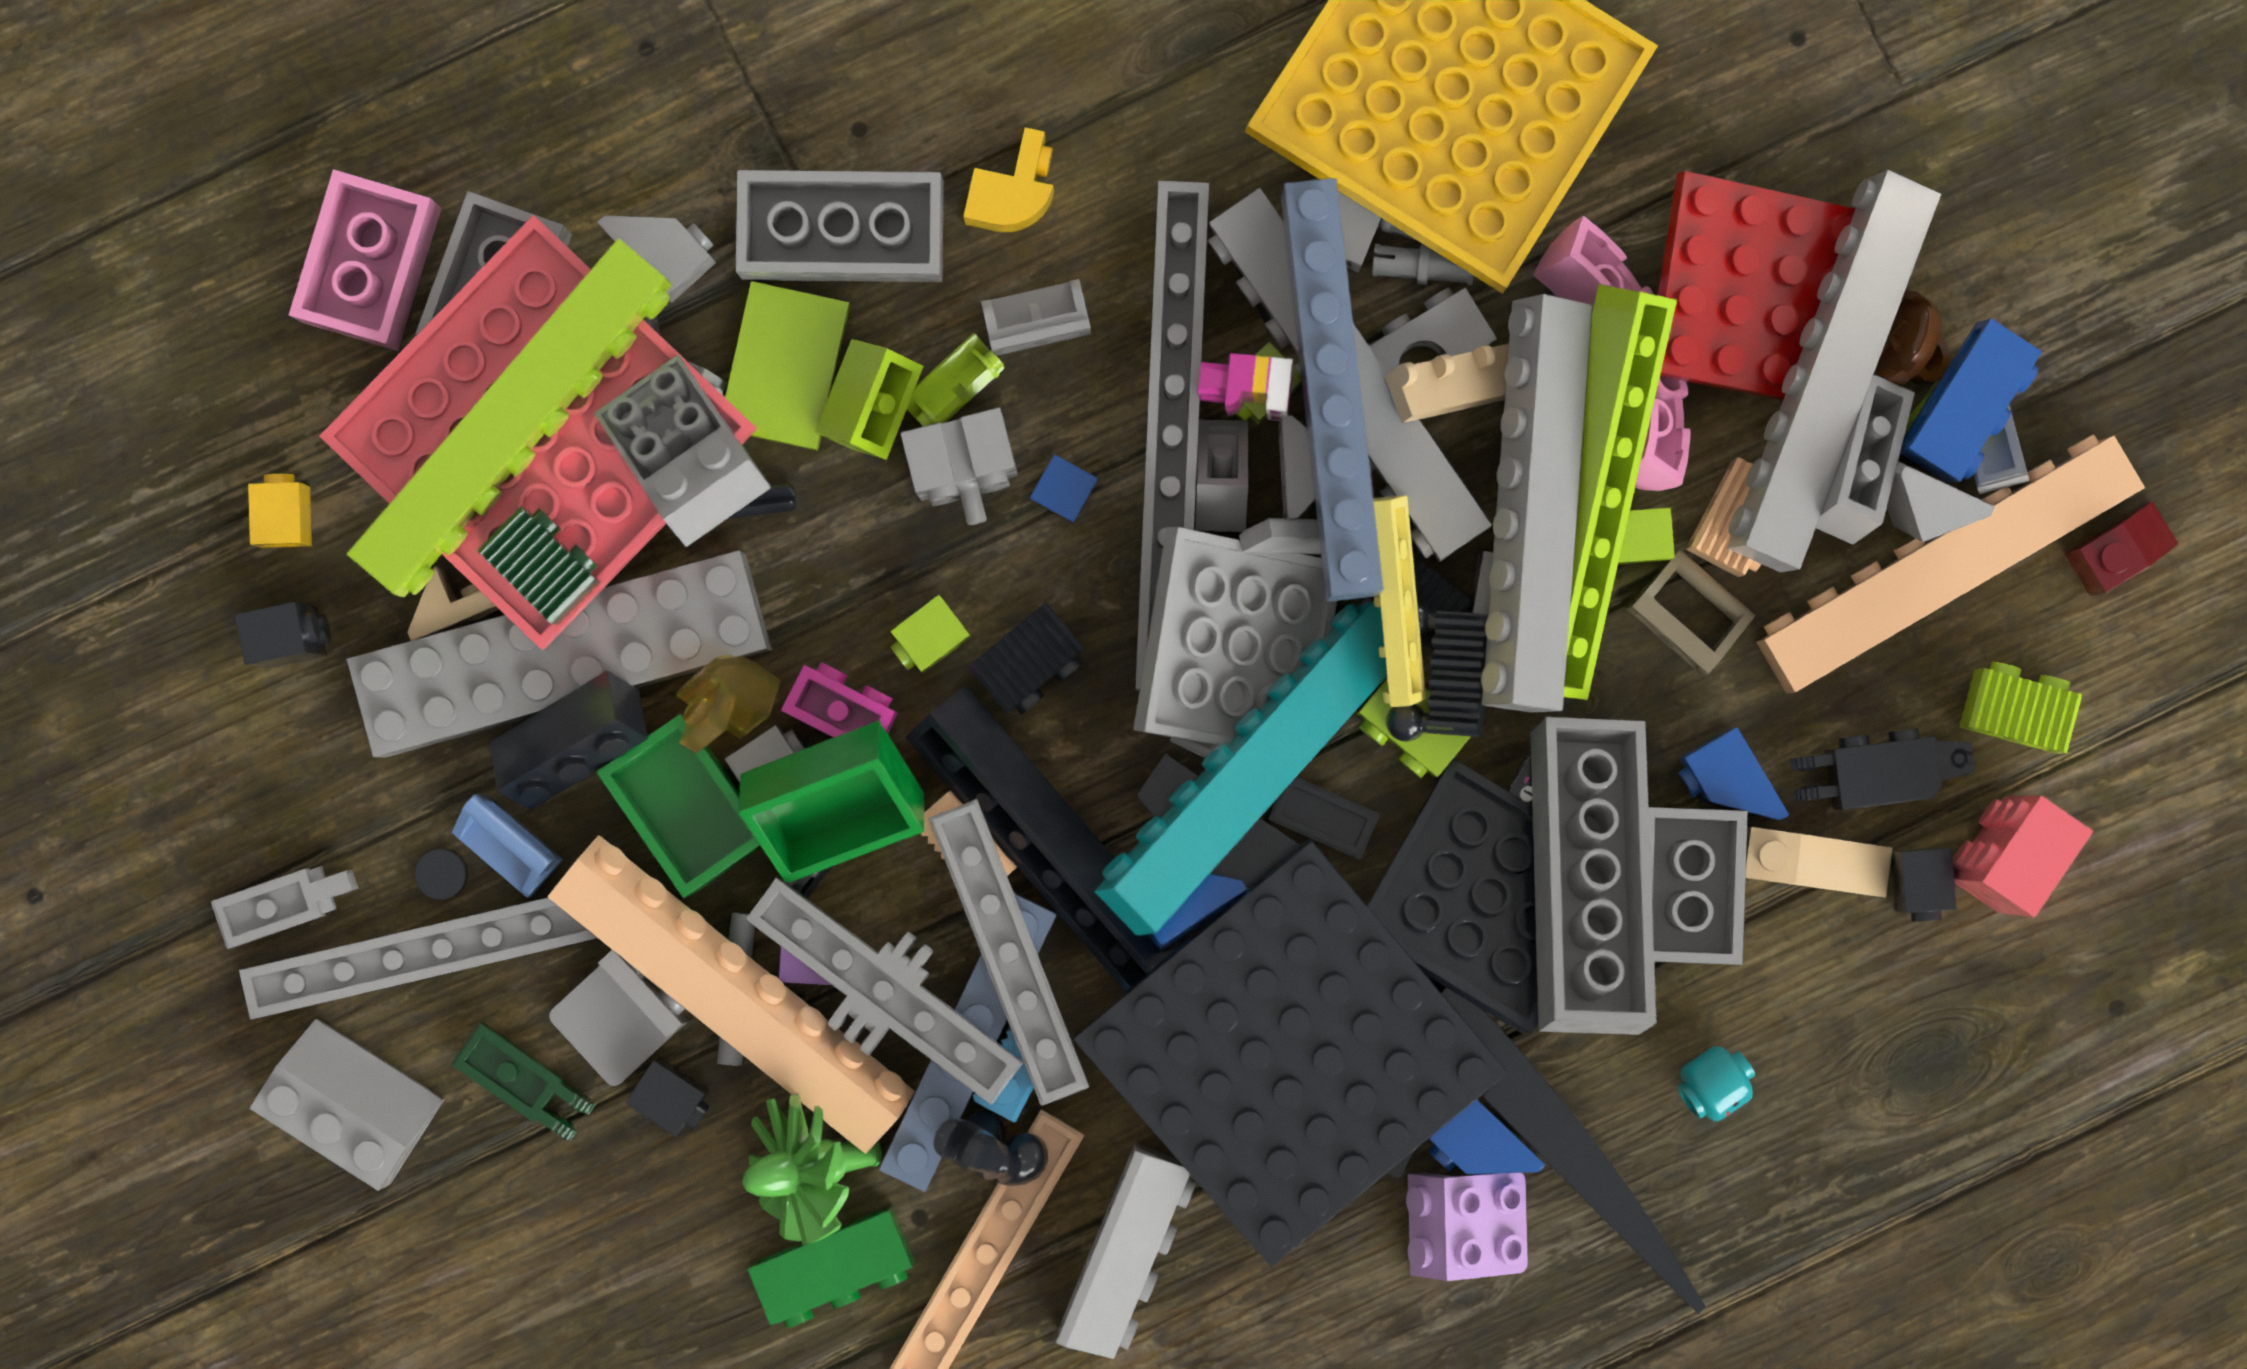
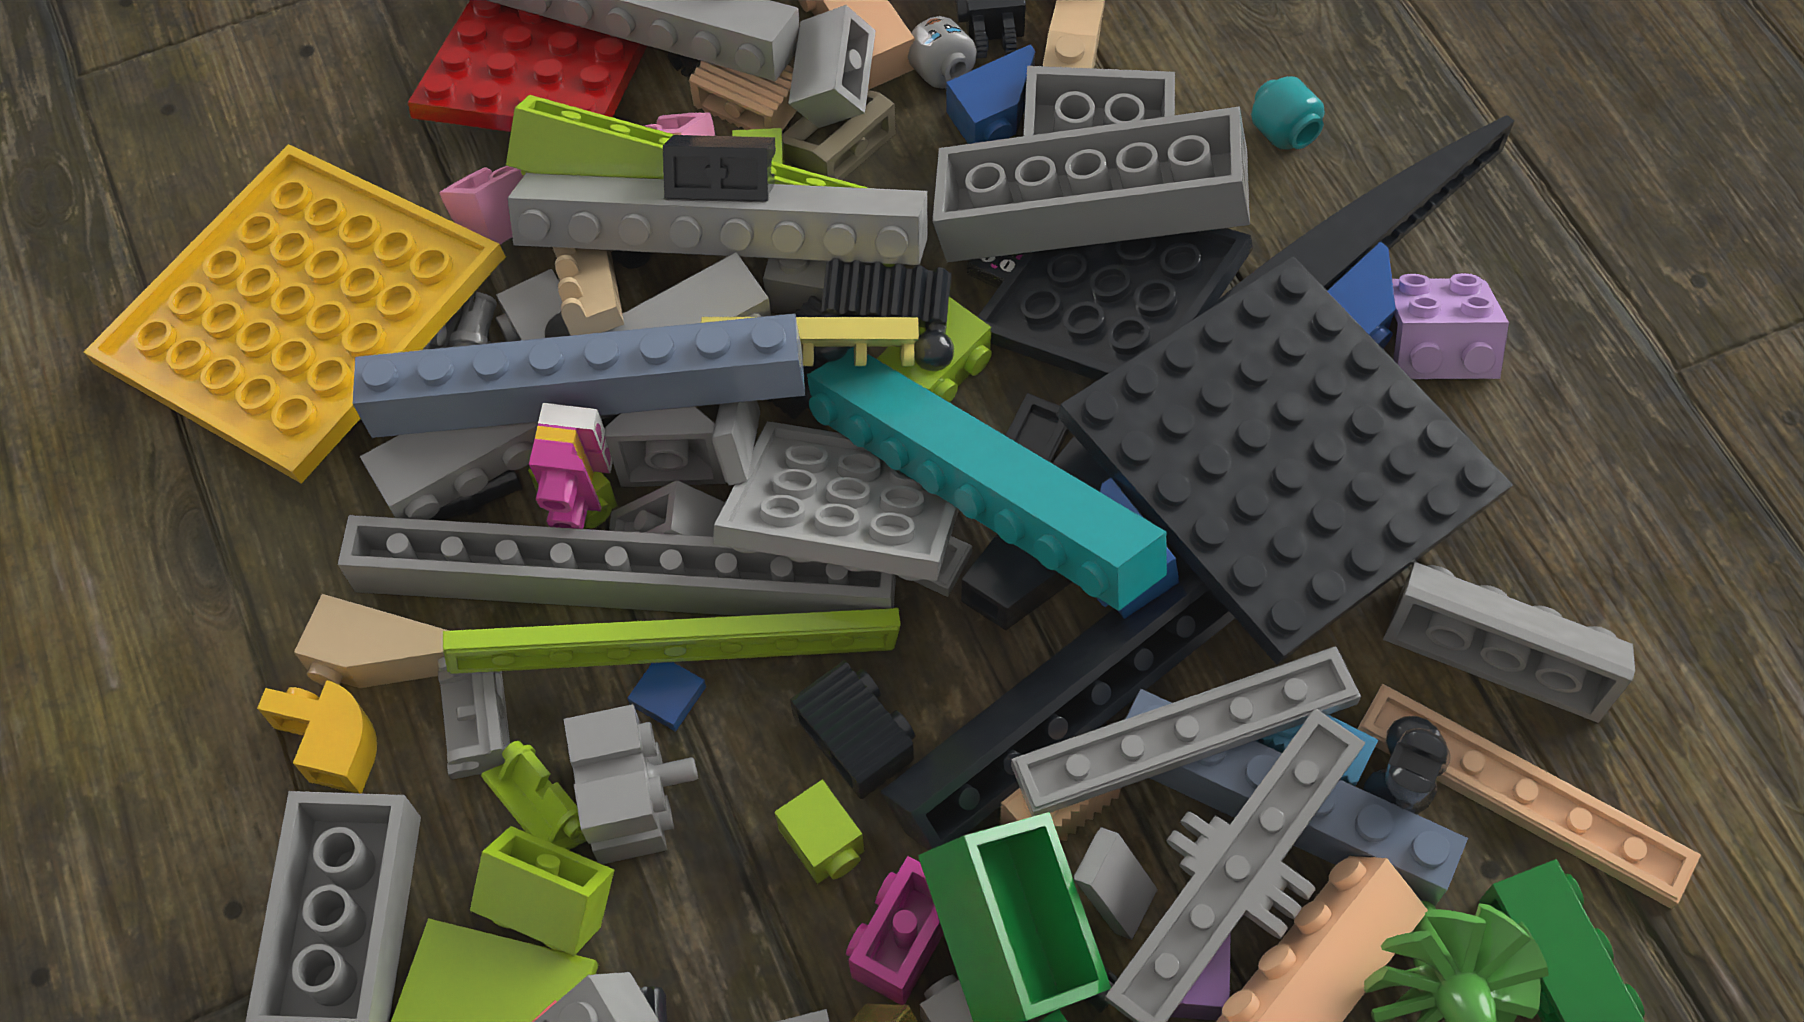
camera: 90 degrees left, 25 degrees down
(882, 889) = (1115, 883): none -> light grey tile
(1096, 494) = (669, 640): none -> lime tile
(1097, 210) = (367, 645): none -> tan slope
(1579, 502) = (718, 167): none -> black hinge
(1743, 607) = (832, 66): none -> light grey brick
(1791, 721) = (940, 50): none -> light grey head

